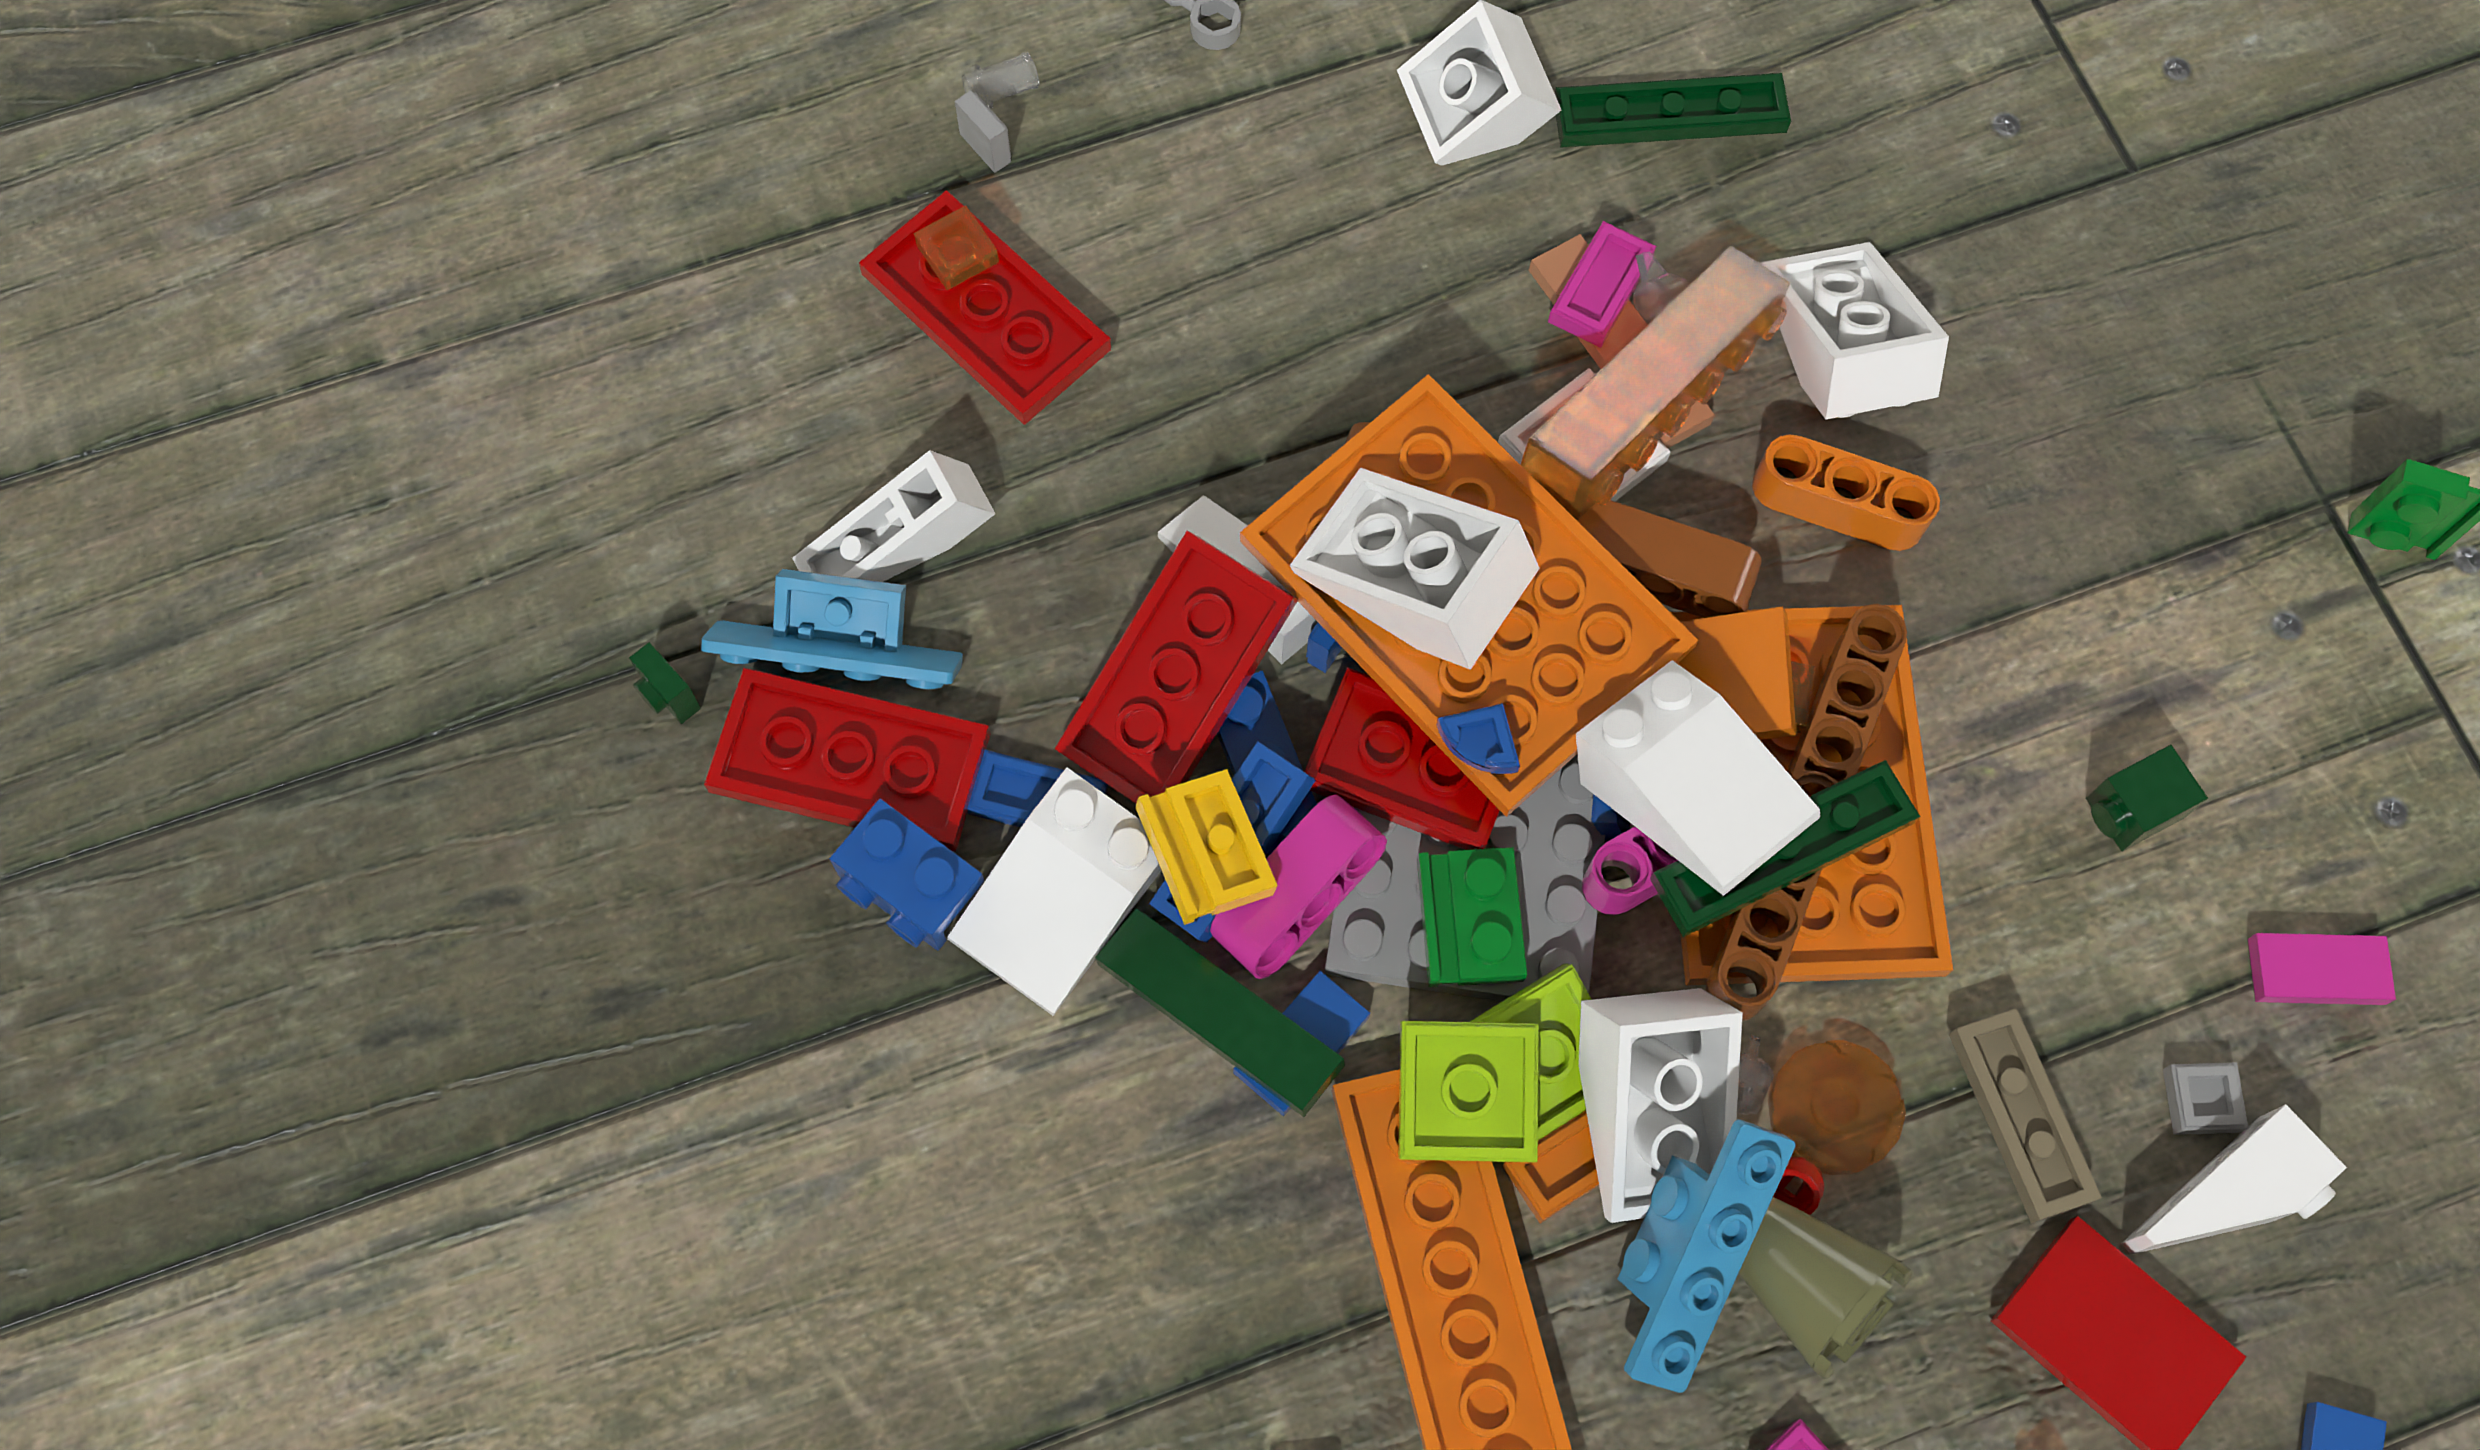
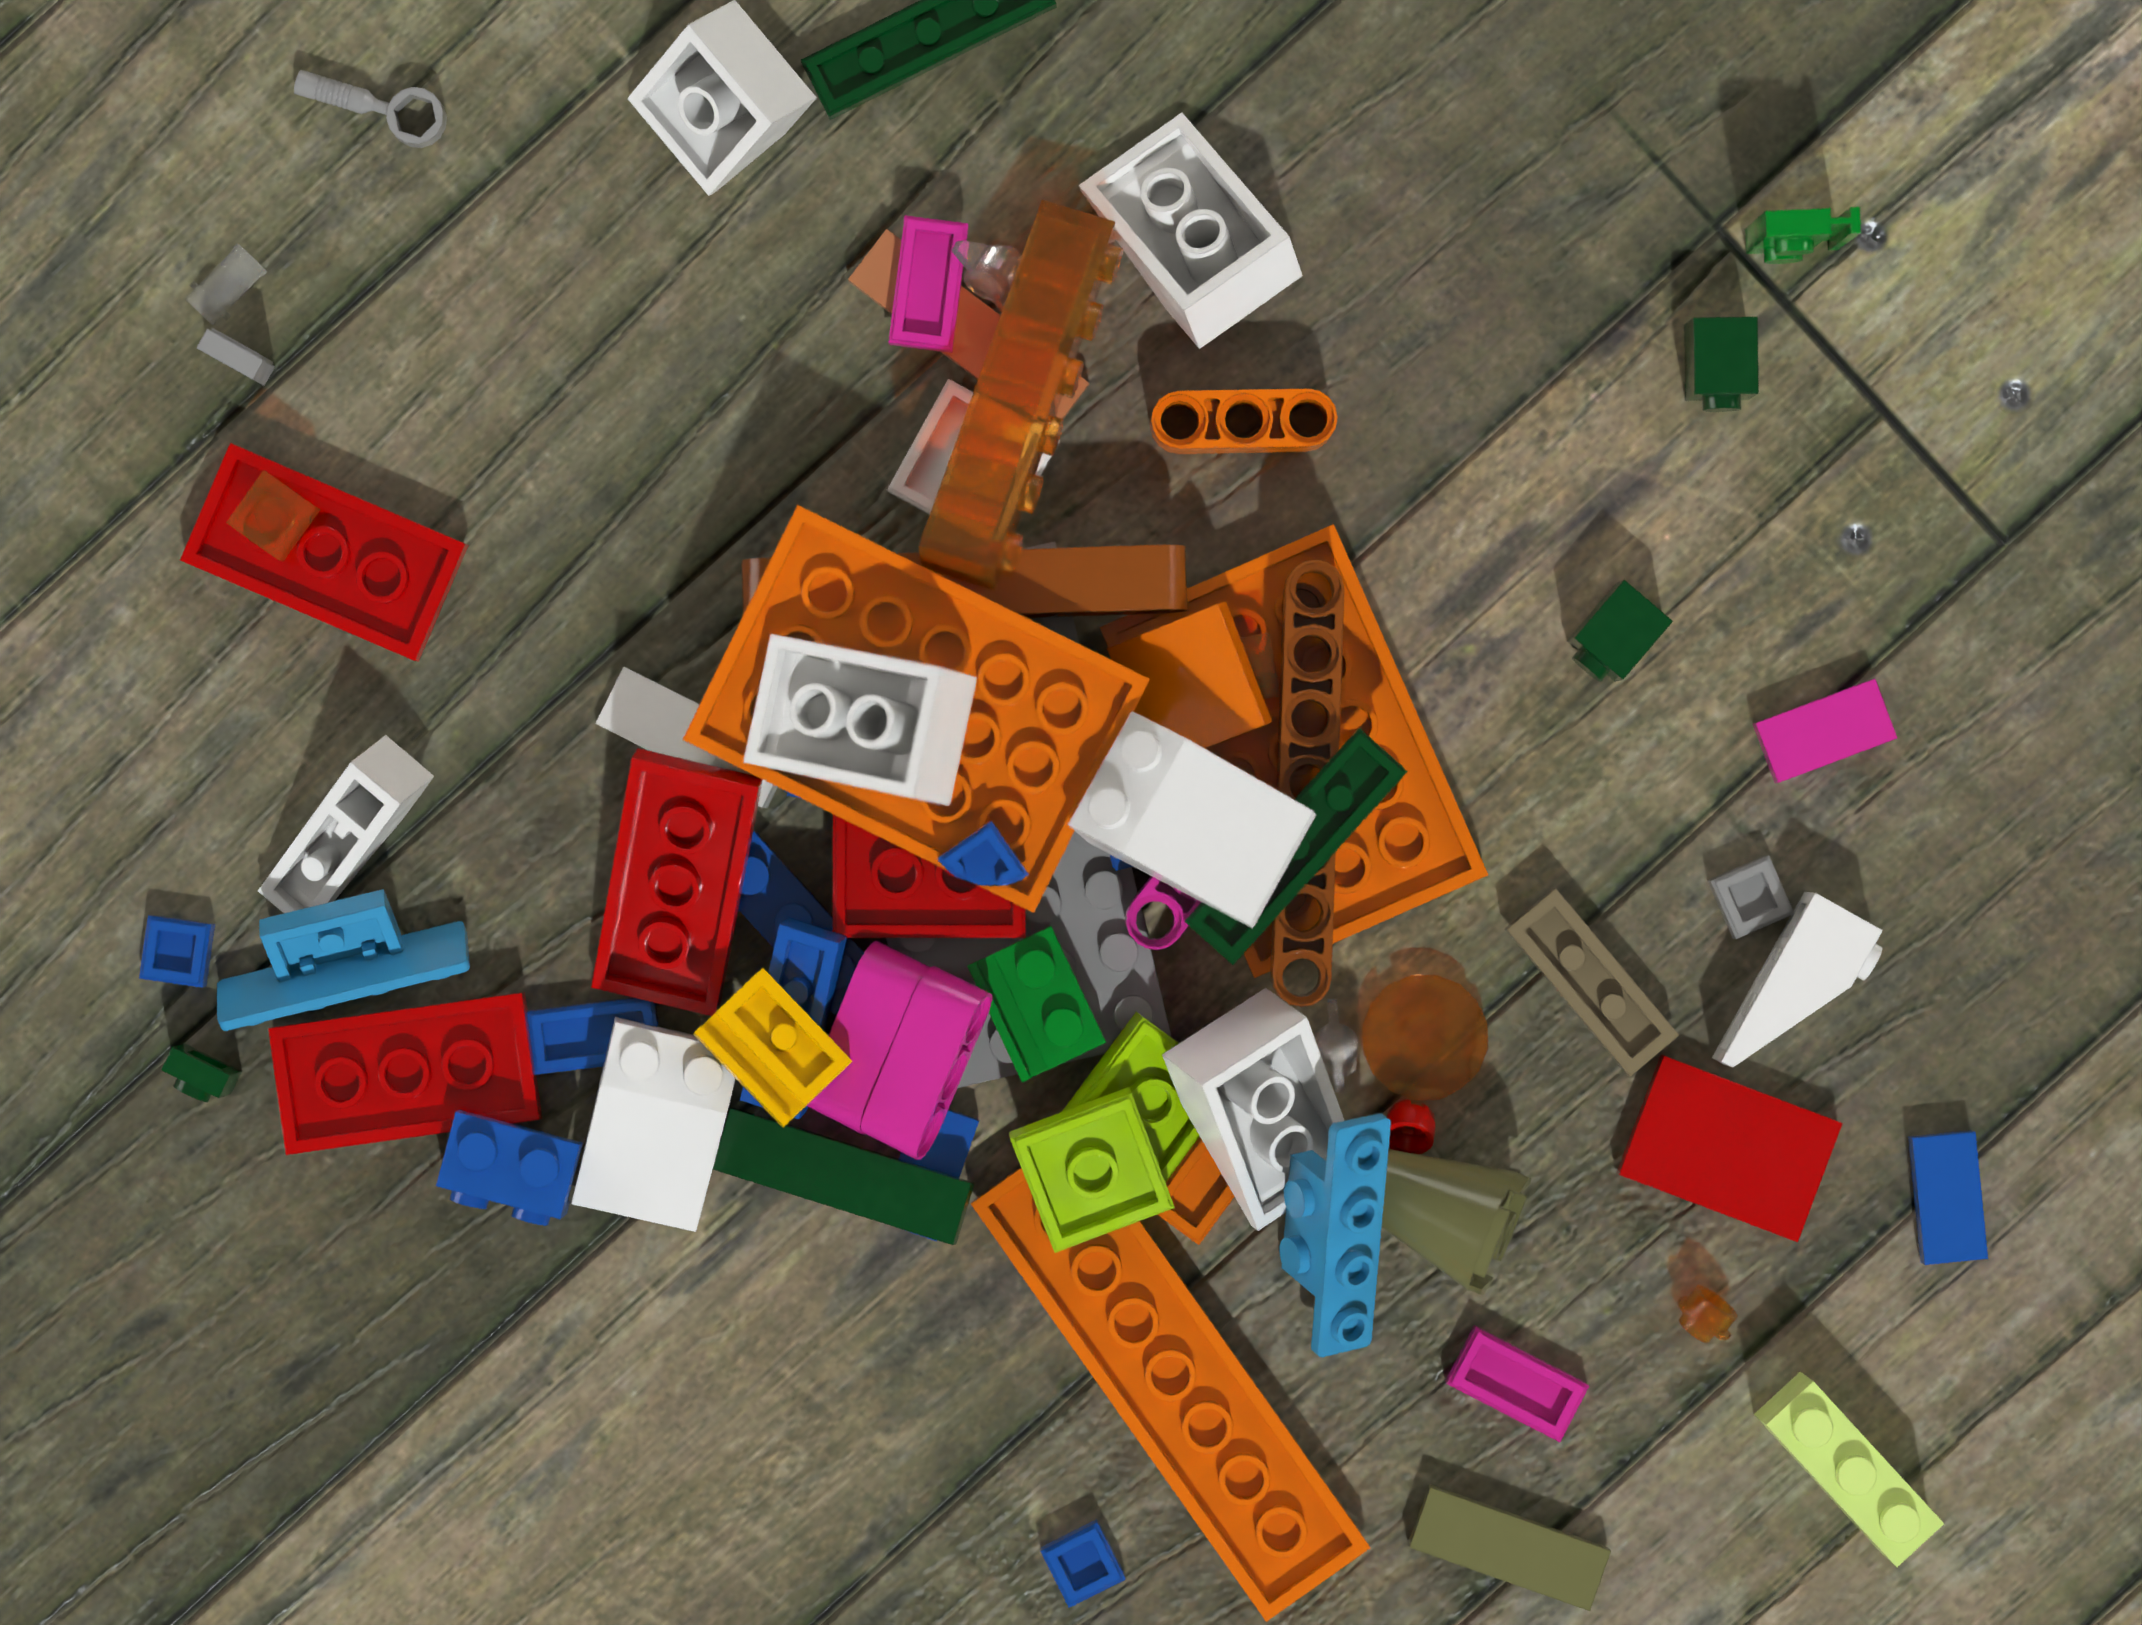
camera: 20 degrees left, 20 degrees up
(695, 580) = (177, 951): none -> blue tile
(1345, 925) = (926, 1062): none -> dark pink beam
(2309, 600) = (1721, 361): none -> dark green brick

